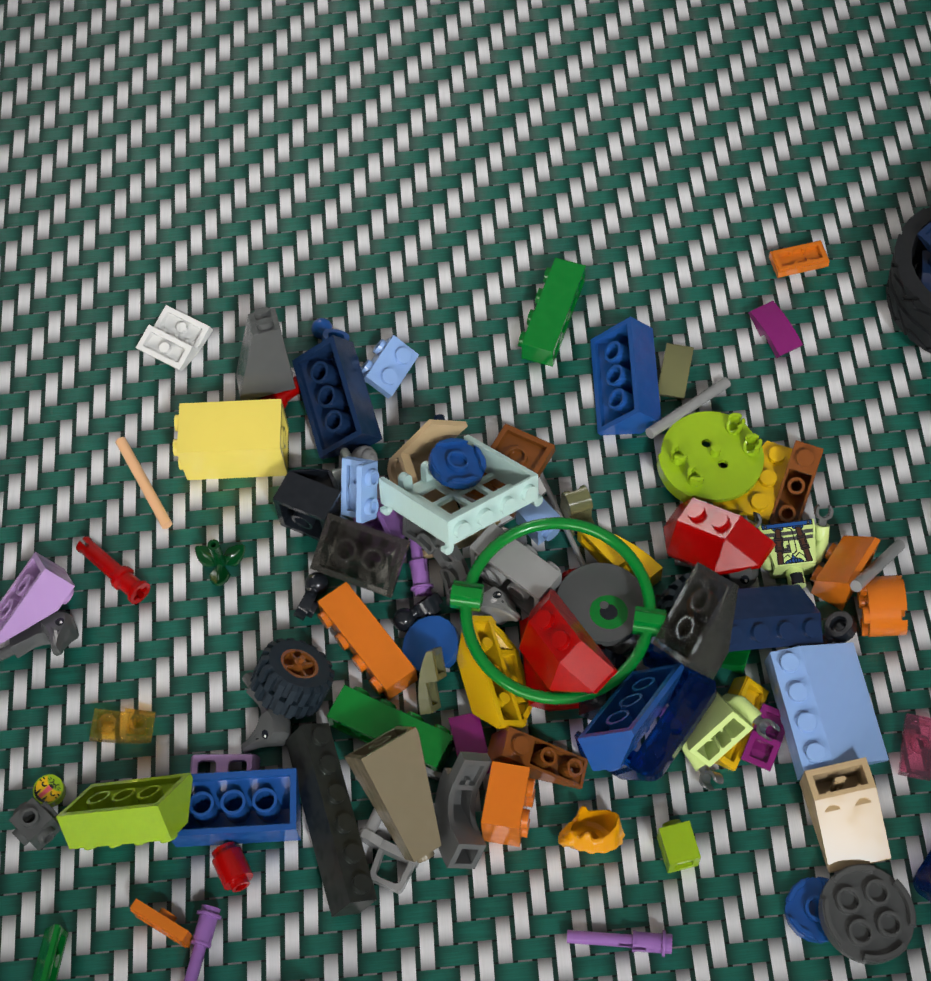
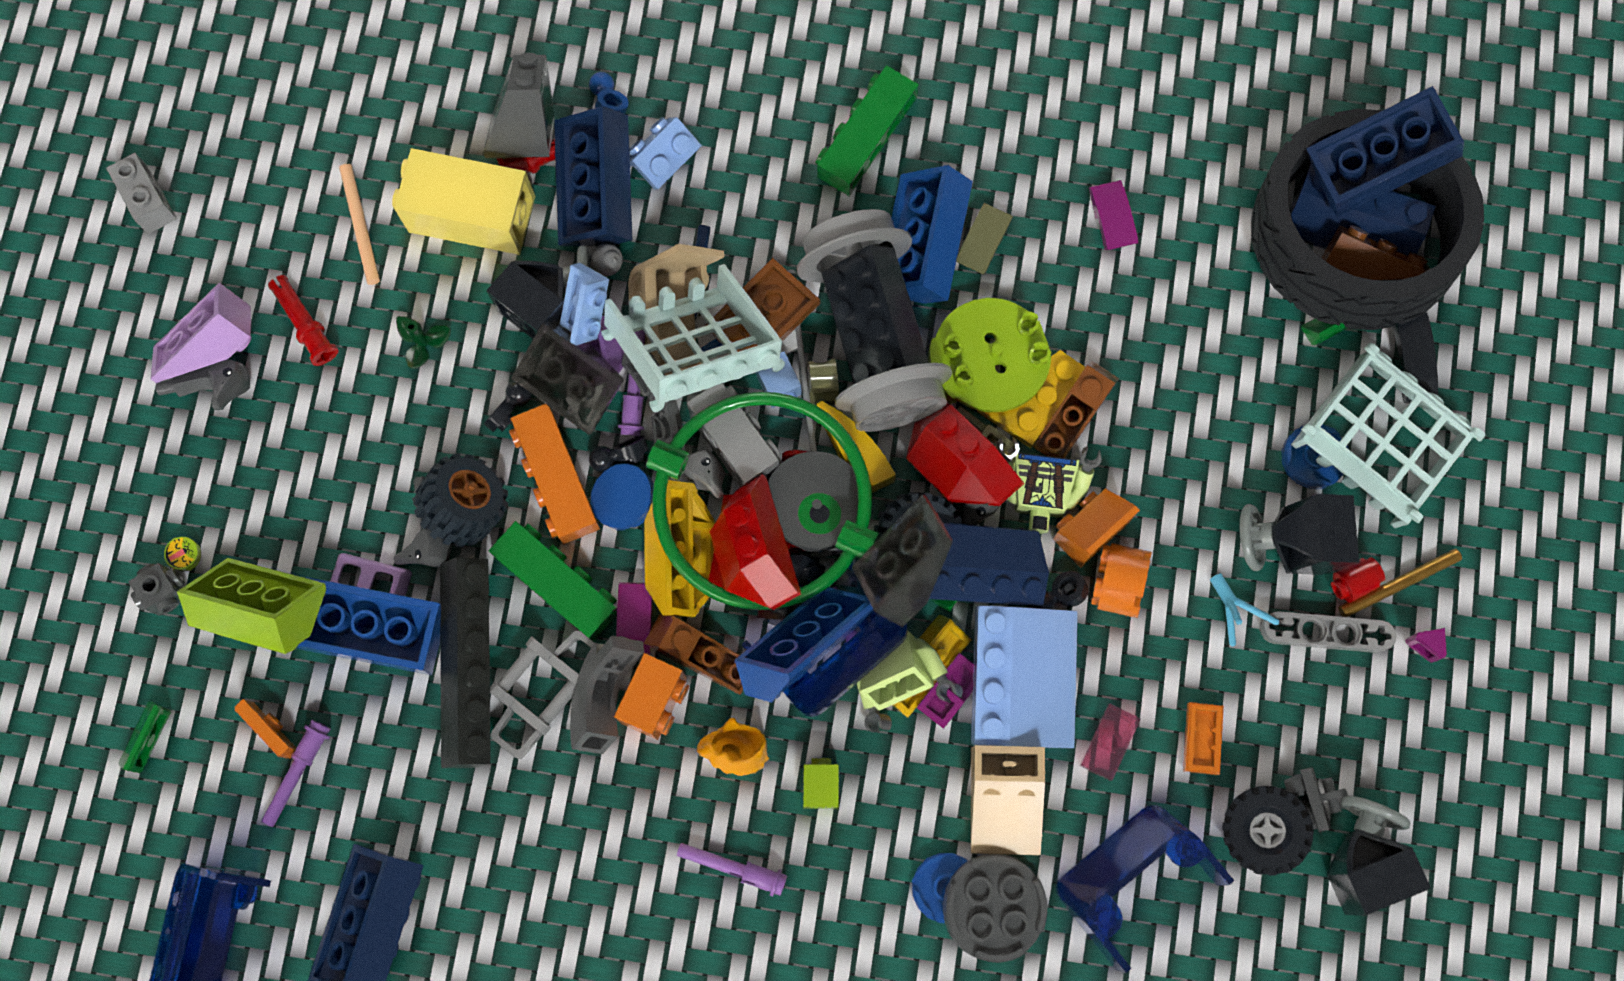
camera: 10 degrees right, 15 degrees up
(122, 727) = (273, 502): clear yellow slope -> none
(174, 338) = (432, 55): white slope -> none
(232, 867) = (351, 687): red brick -> none
(399, 789) = (539, 648): dark tan slope -> none
(431, 671) = (610, 532): olive slope -> none
(456, 463) = (700, 299): blue tile -> none
(635, 485) = (875, 320): none -> brick
(688, 407) = (983, 289): light grey bar -> none
(799, 259) = (1169, 134): orange plate -> none
(877, 566) = (1129, 535): light grey bar -> none

